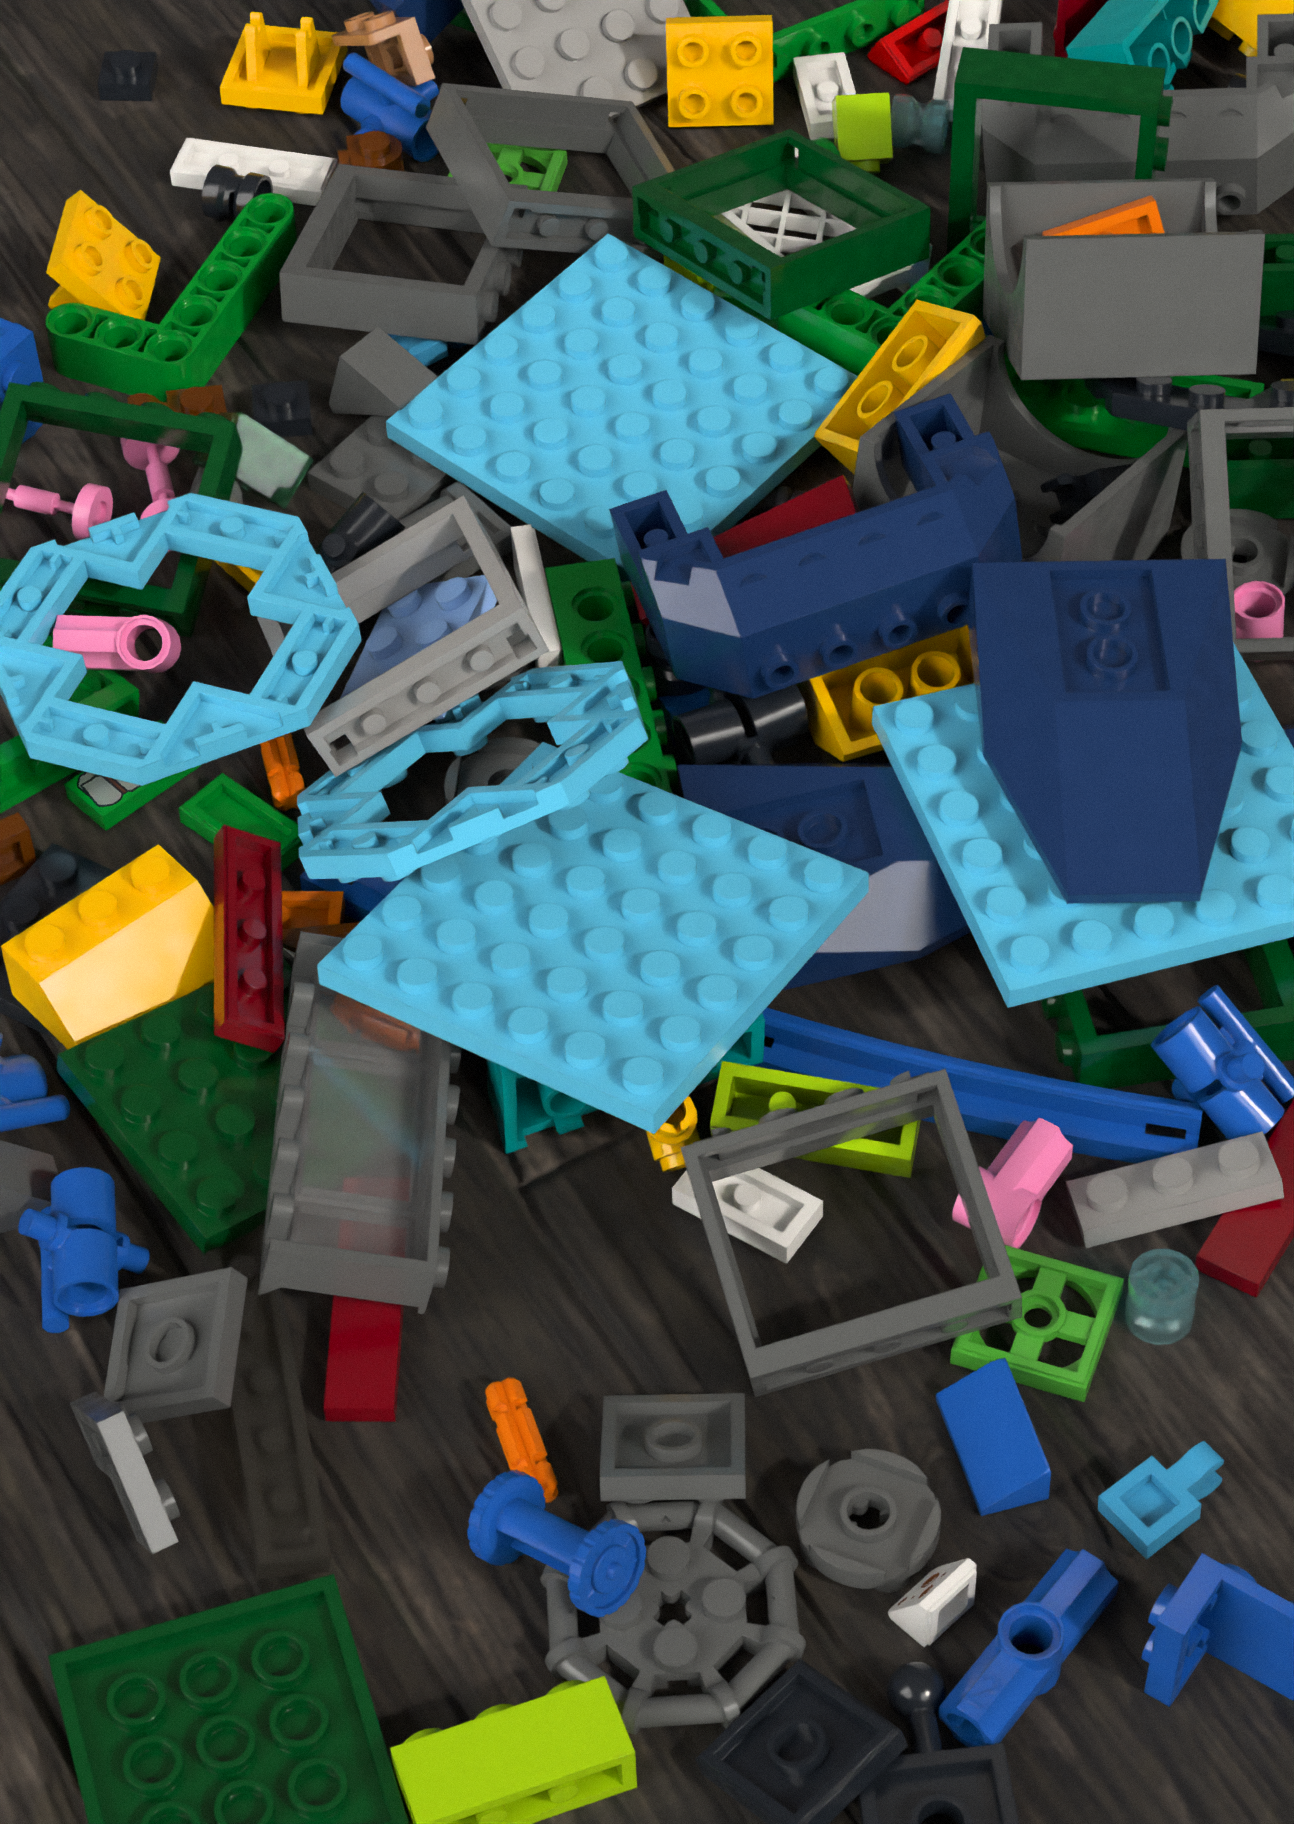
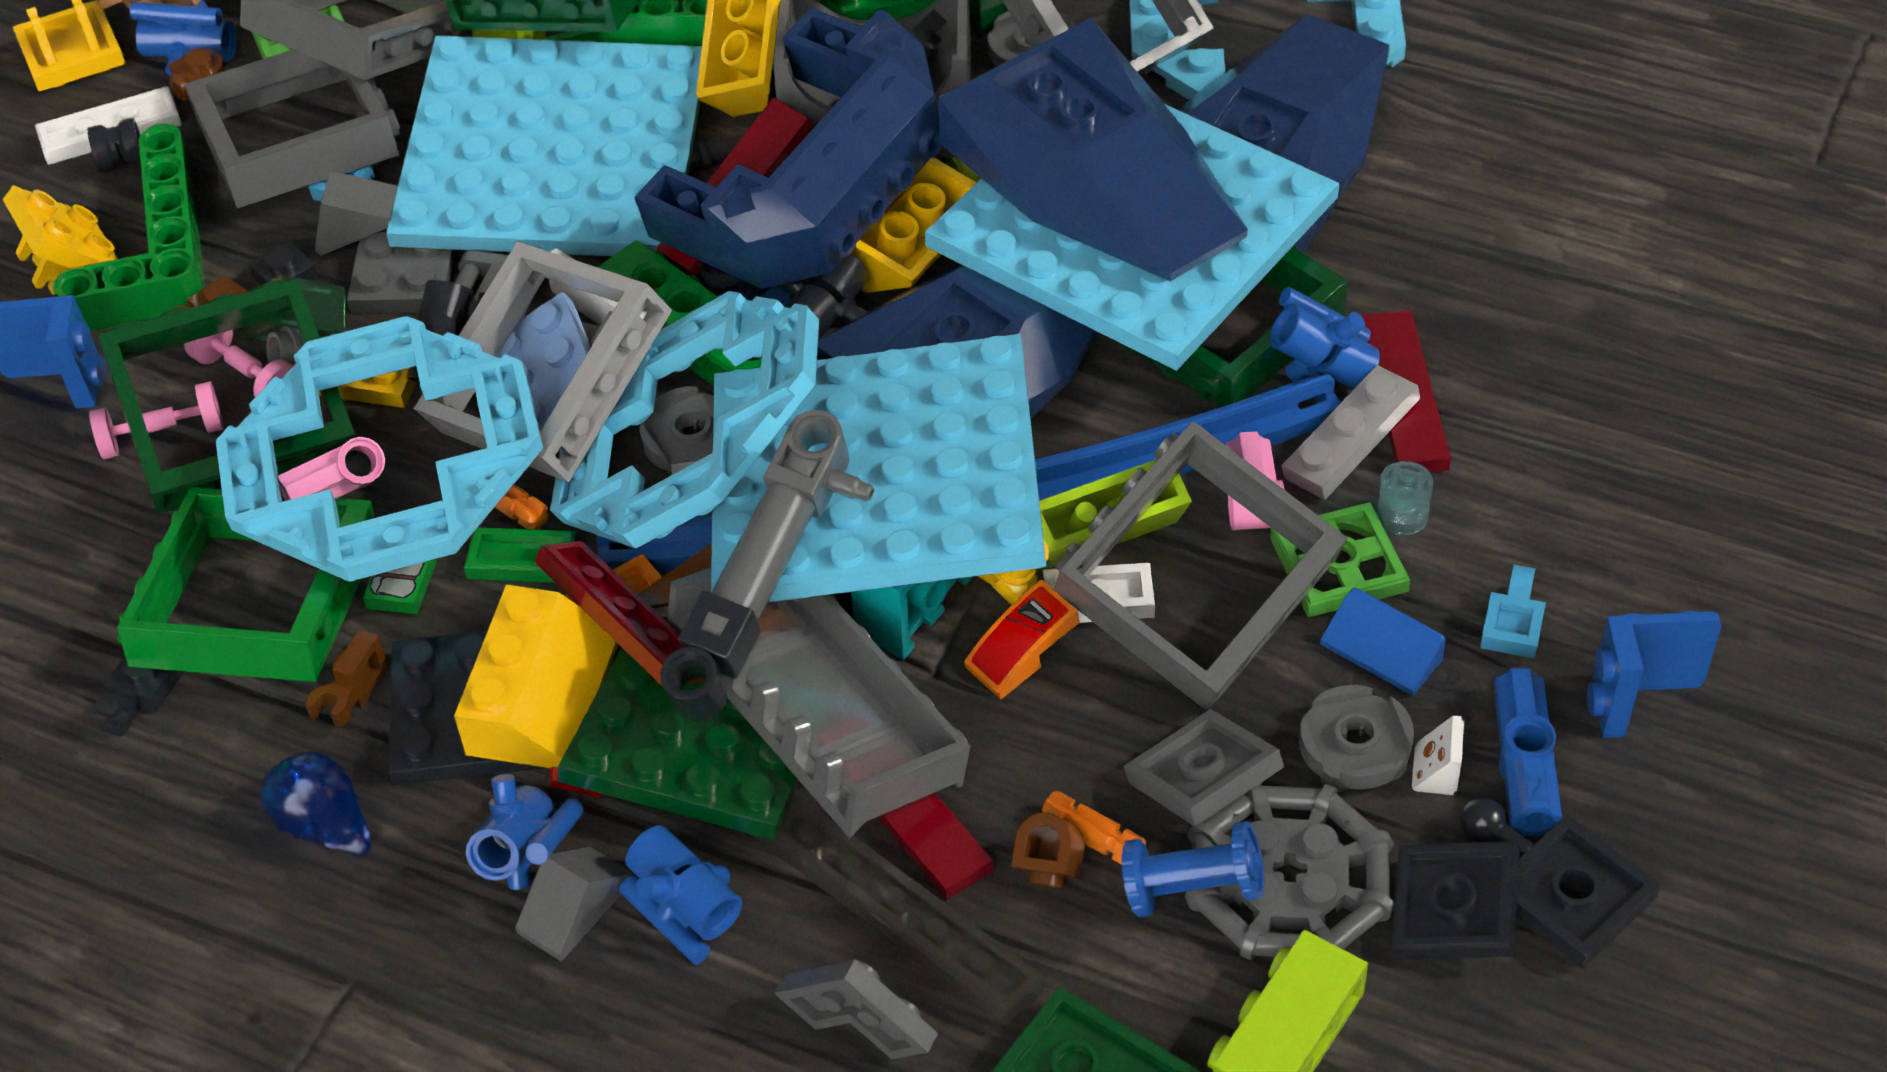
camera: 35 degrees left, 0 degrees up
(177, 1345) = (816, 906): dark grey plate -> none
(283, 1005) = (726, 620): none -> dark grey piece
(448, 1432) = (1048, 850): none -> reddish brown plate
(621, 1197) = (1023, 632): none -> slope

